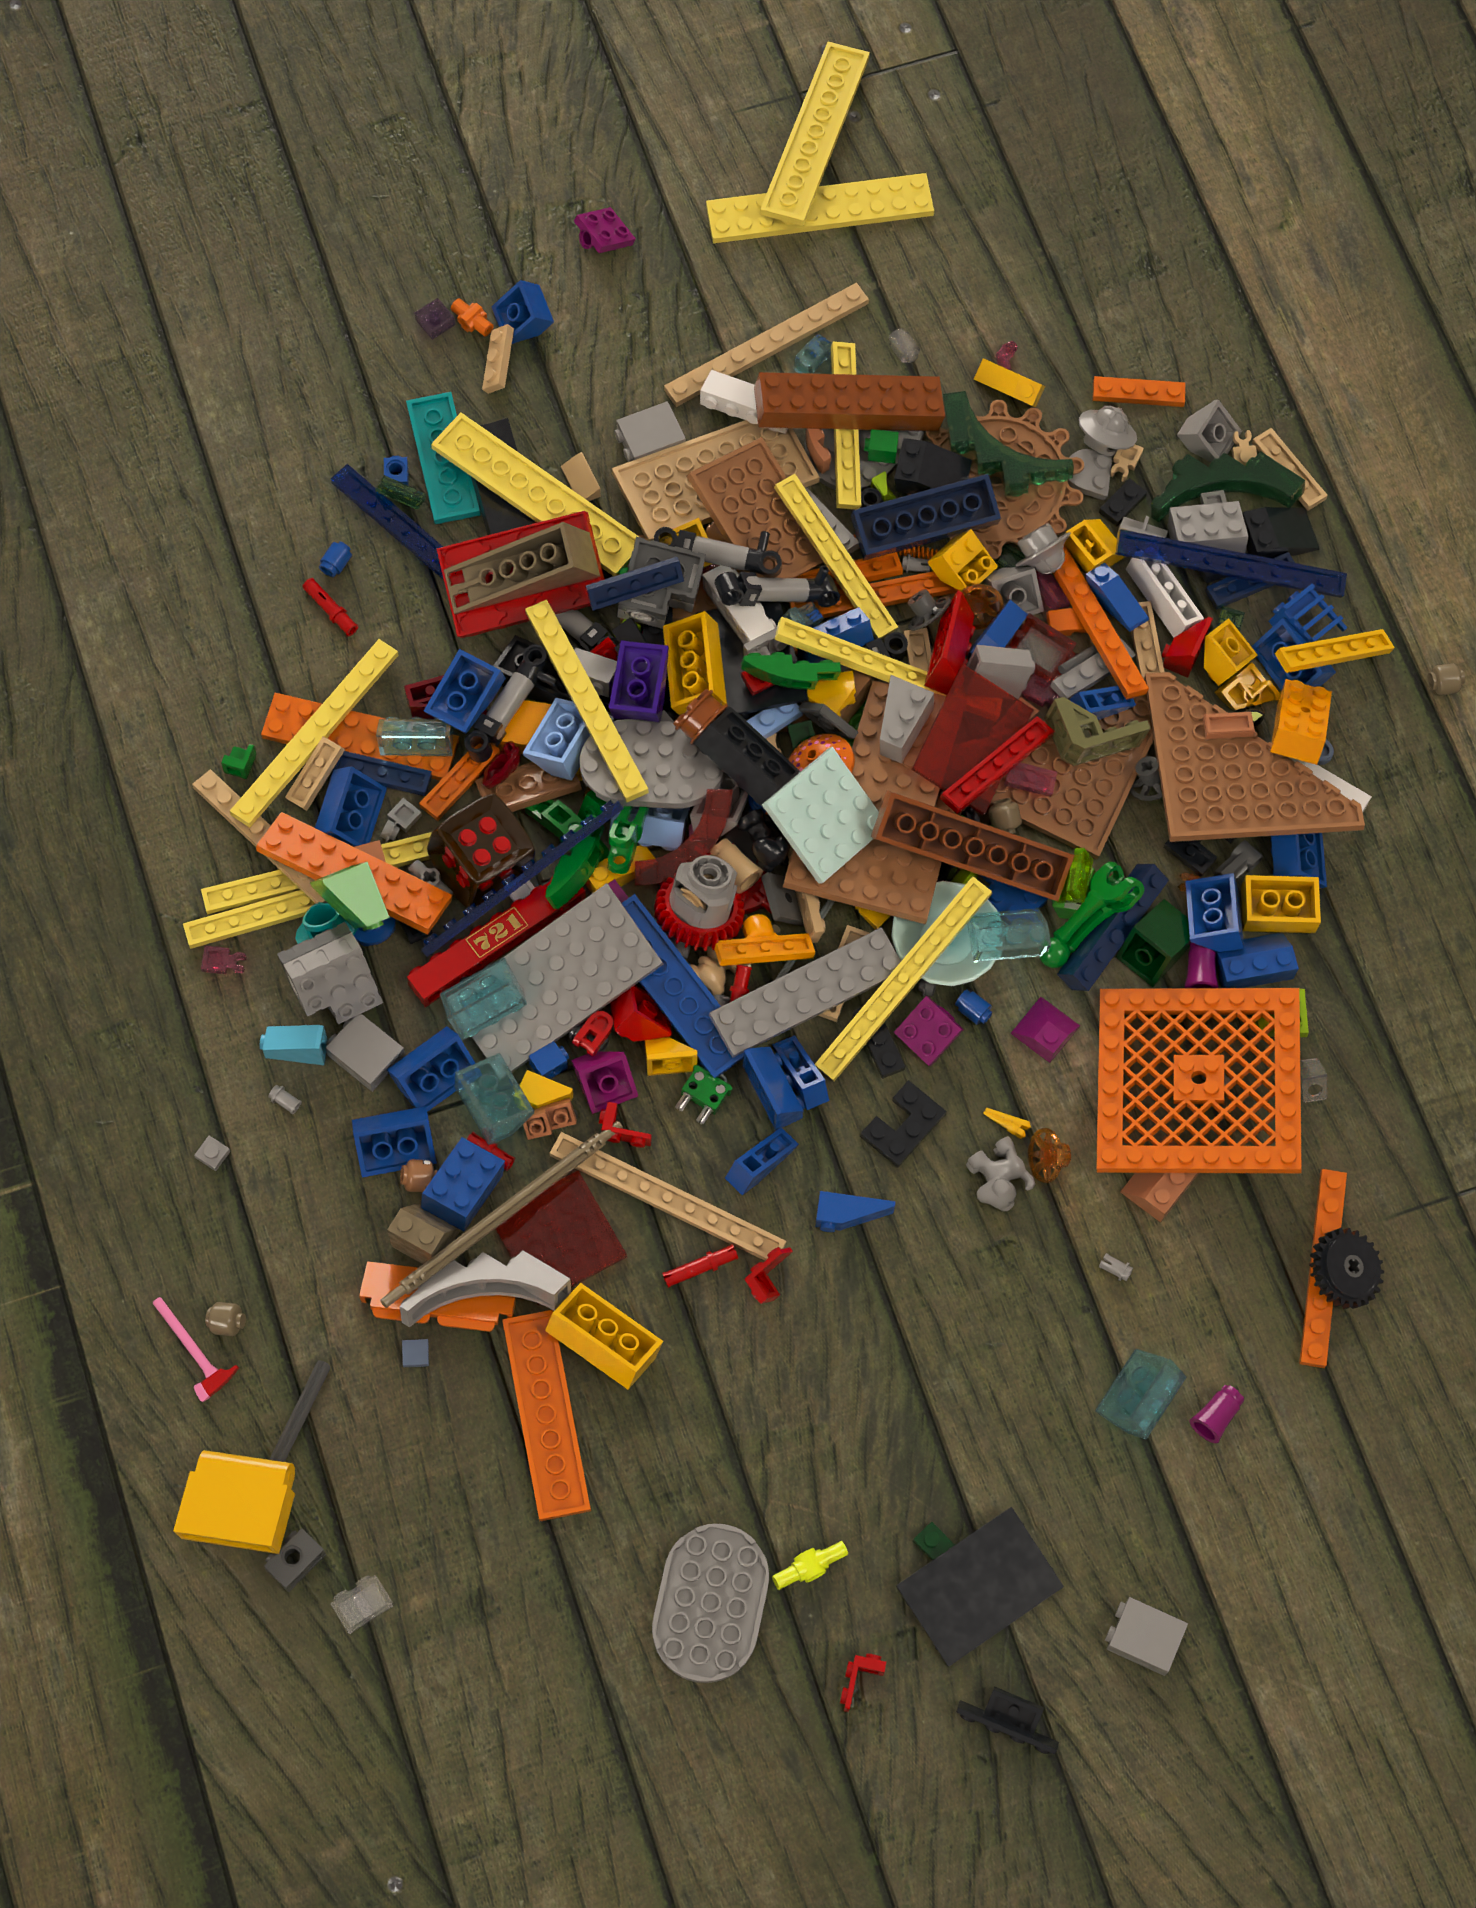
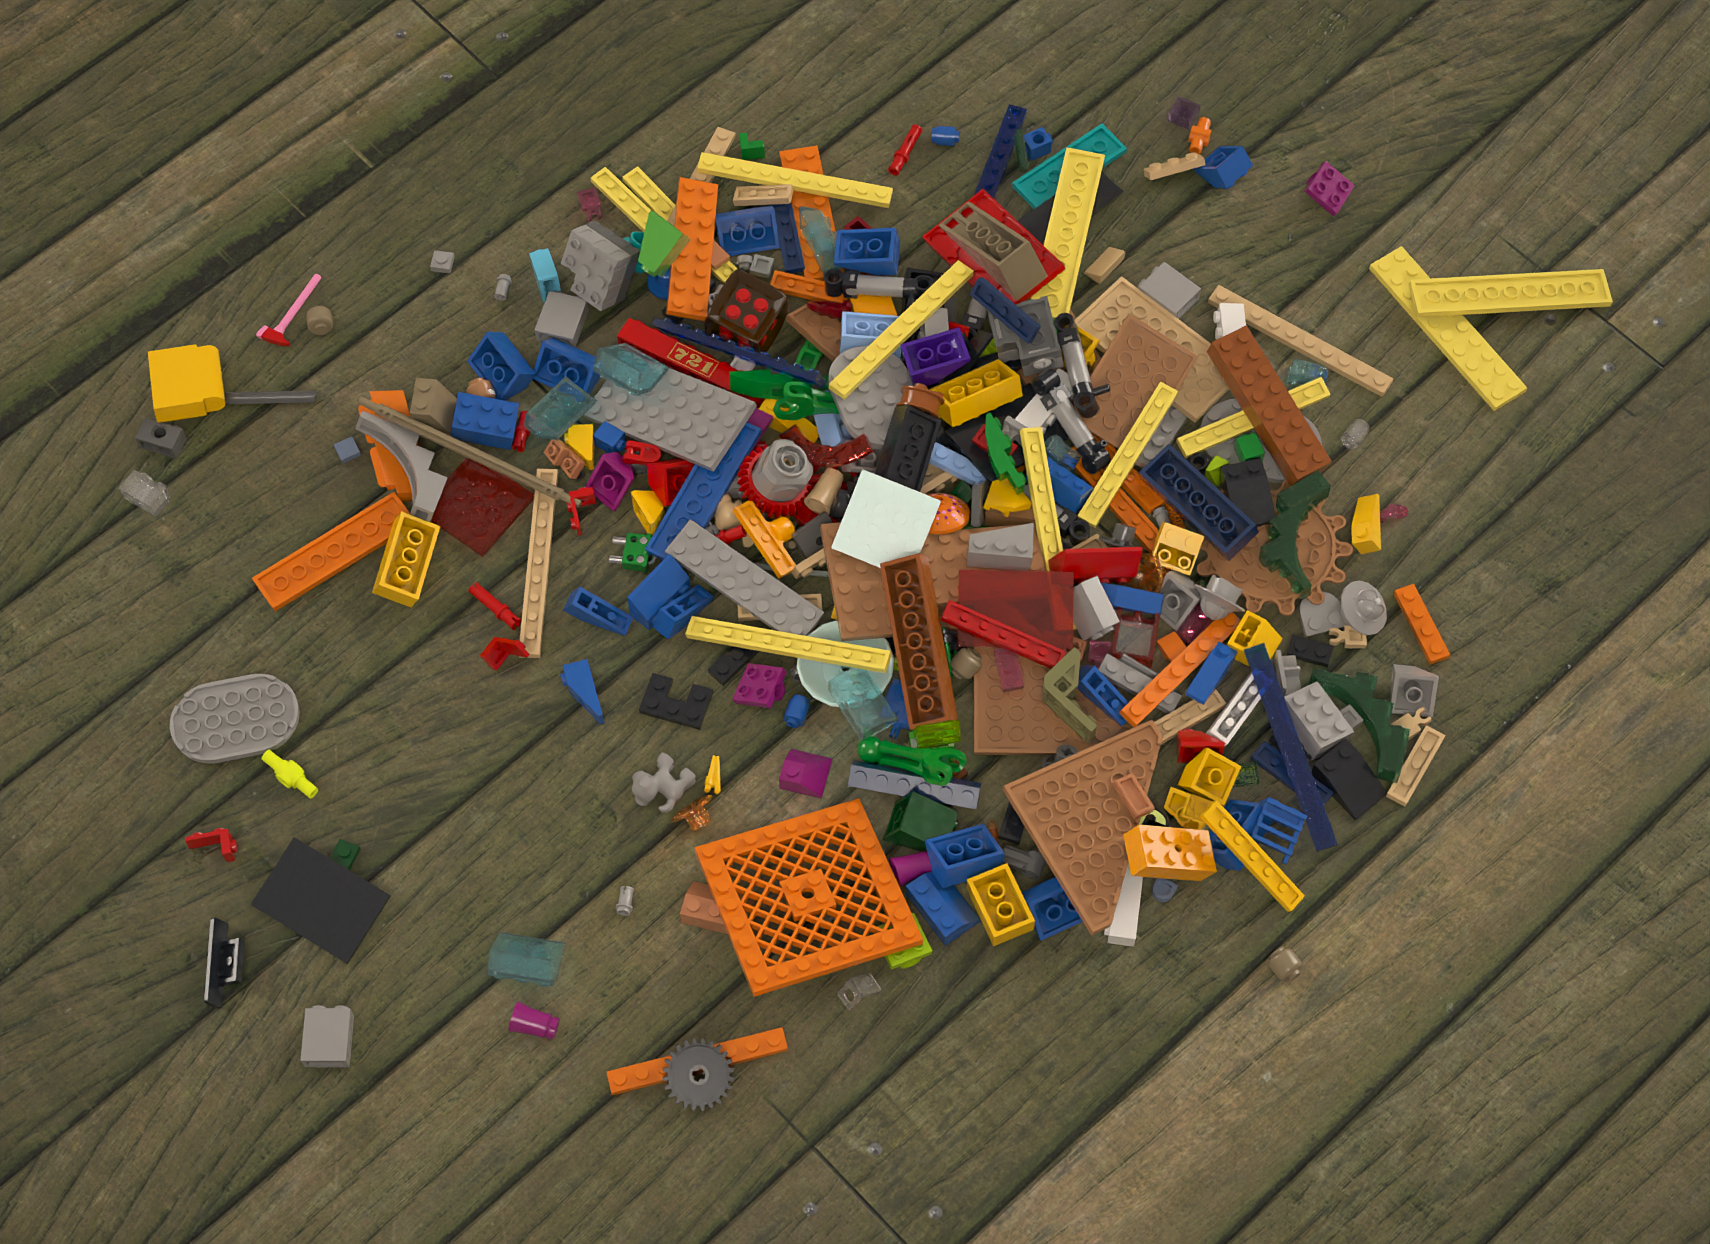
camera: 70 degrees right, 5 degrees down
(819, 454) = (1220, 405): nougat slope -> none

